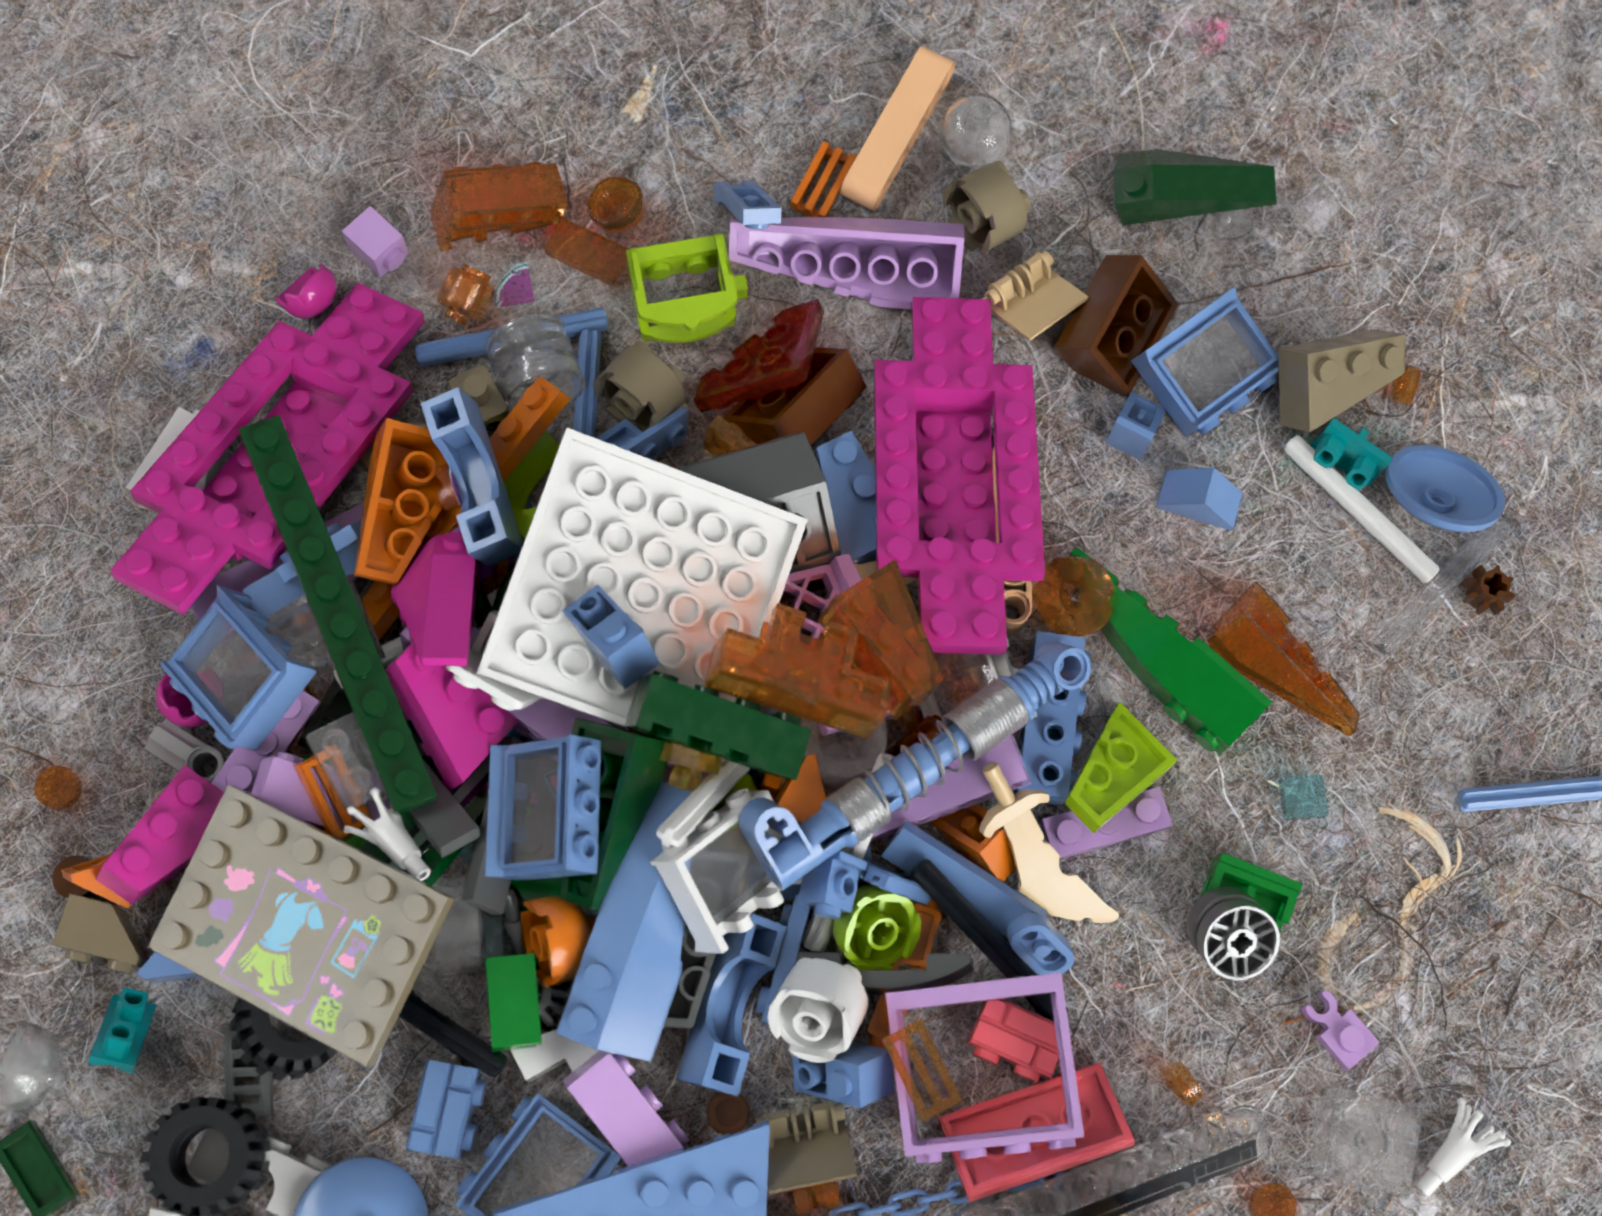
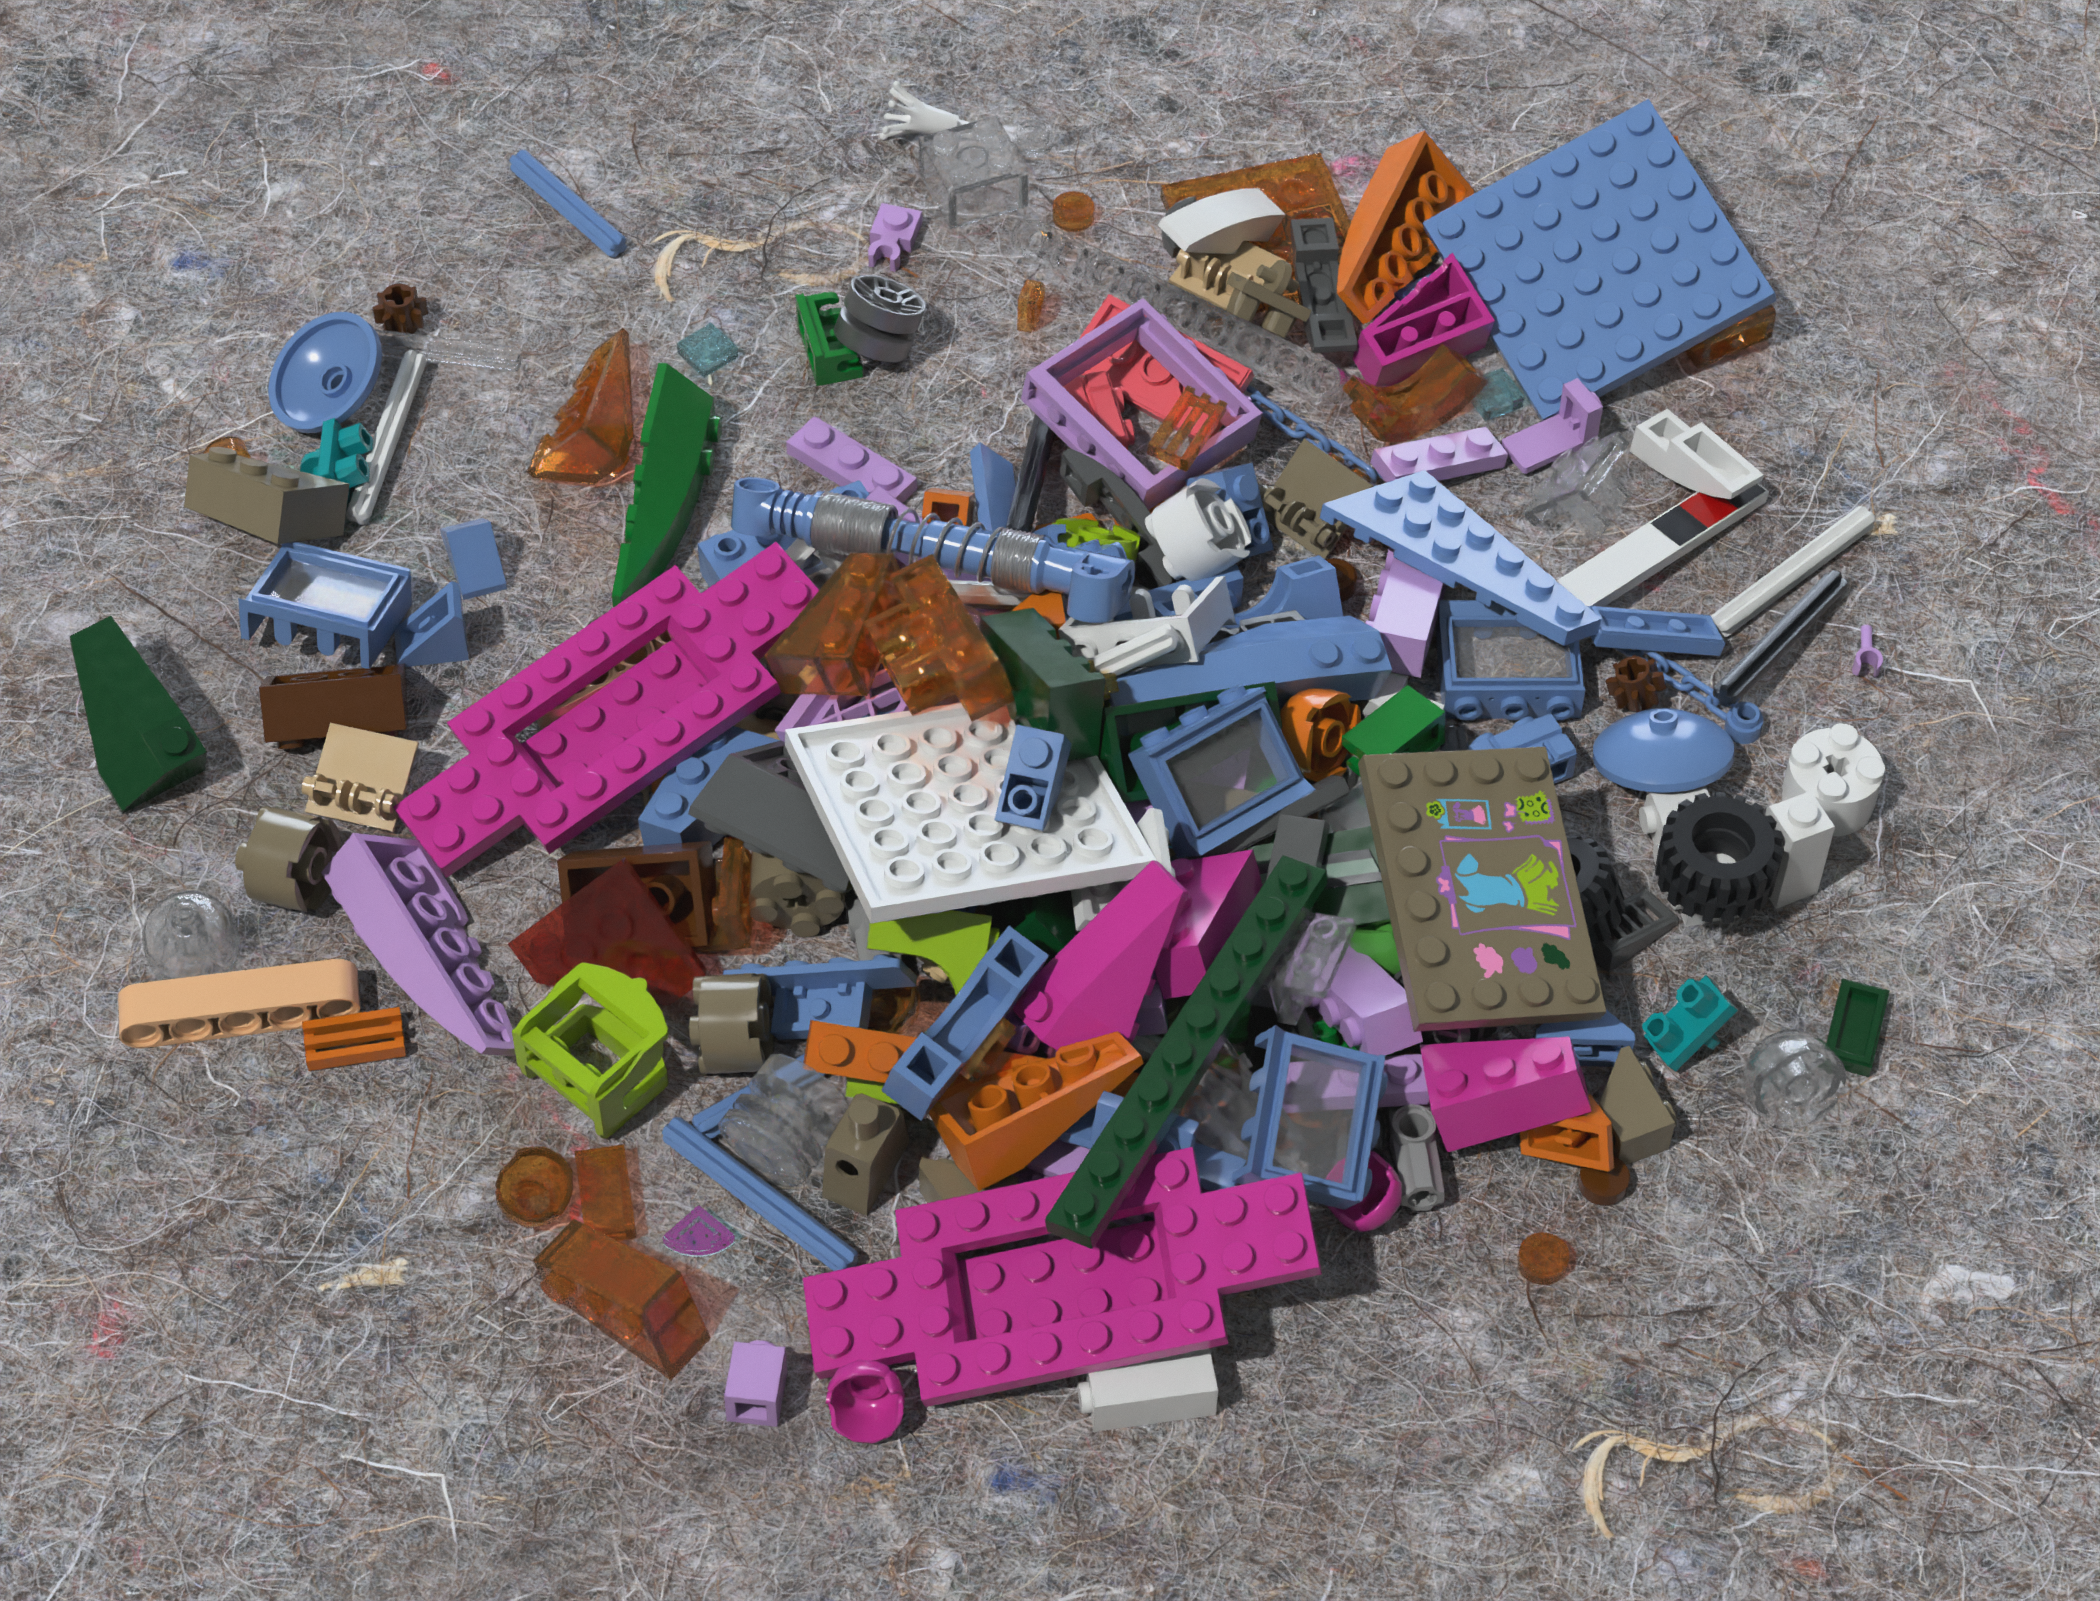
camera: 120 degrees left, 20 degrees down
(319, 802) = (1357, 973): orange tile -> none
(390, 837) = (1348, 876): white piece -> none
(466, 294) = (748, 1257): clear orange head -> none
(748, 203) = (448, 1051): medium blue plate -> none
(1036, 859) = (942, 463): sword -> none
(1040, 944) = (1003, 438): medium blue plate -> none
(1094, 596) = (663, 550): clear orange plate -> none
(1118, 769) = (811, 461): lime wing -> none

